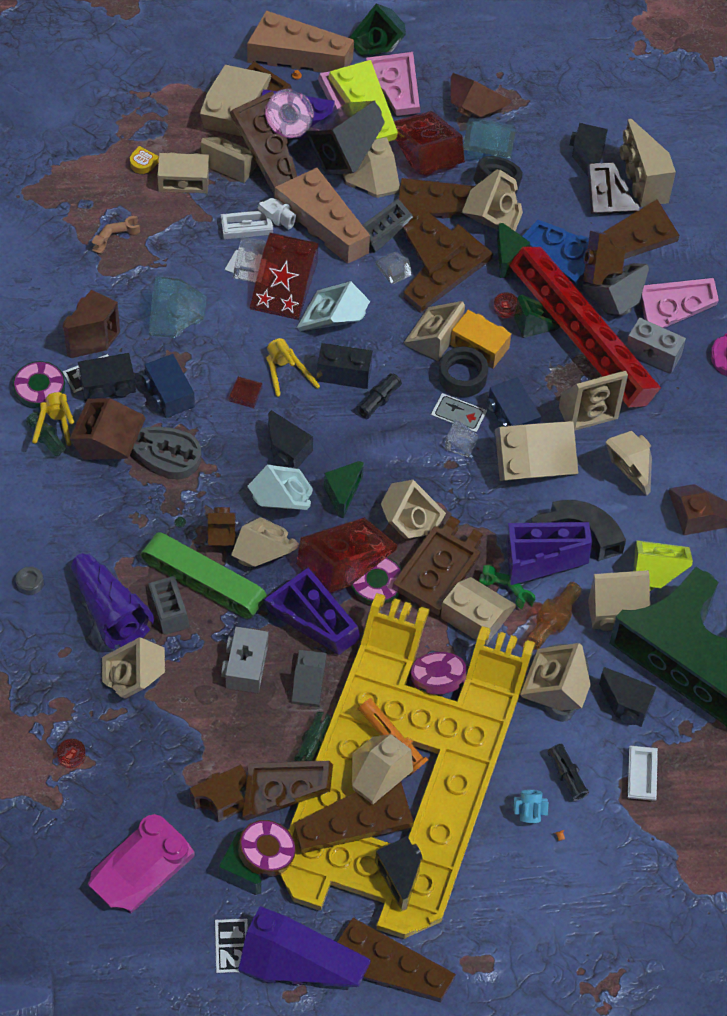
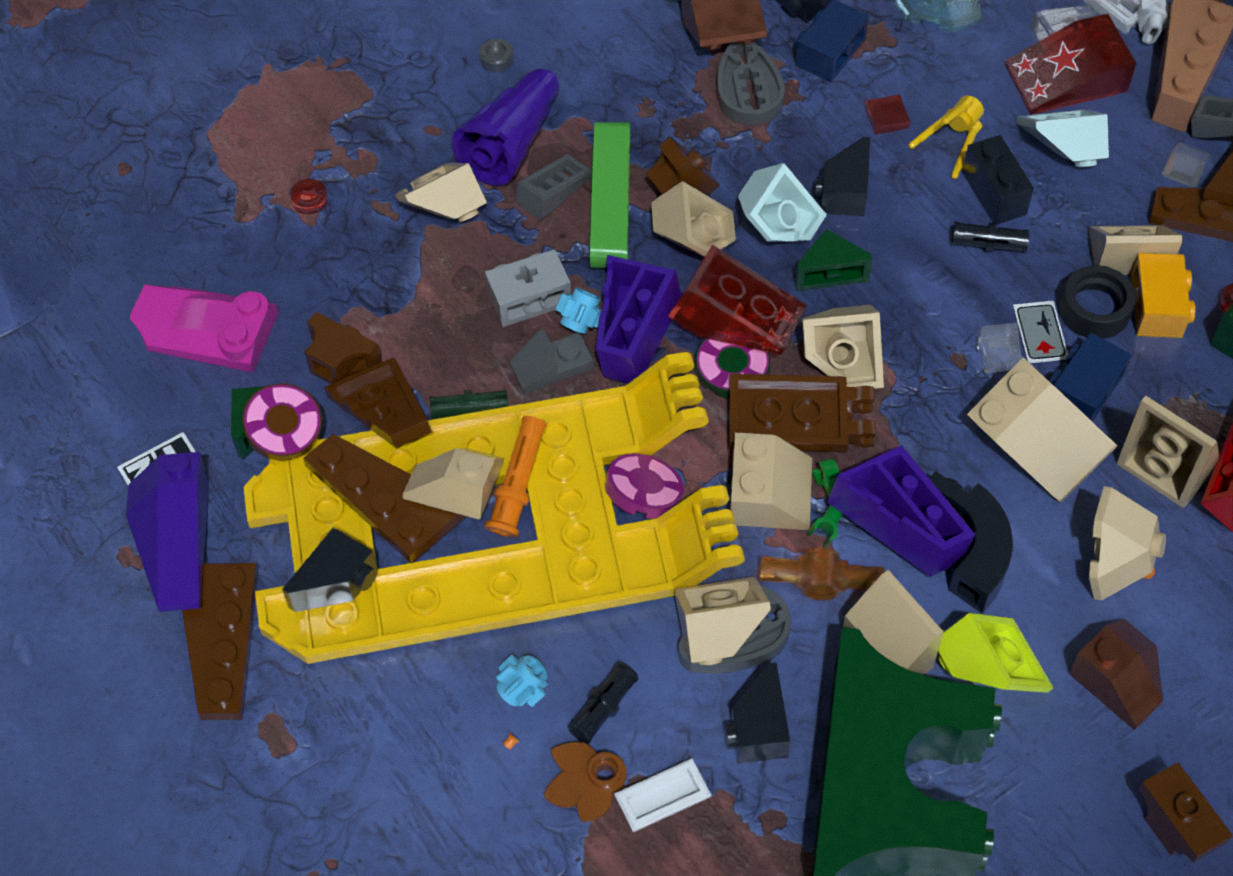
camera: 65 degrees right, 0 degrees up
(286, 639) = (579, 310): none -> medium azure gear
(609, 812) = (579, 780): none -> dark orange plate

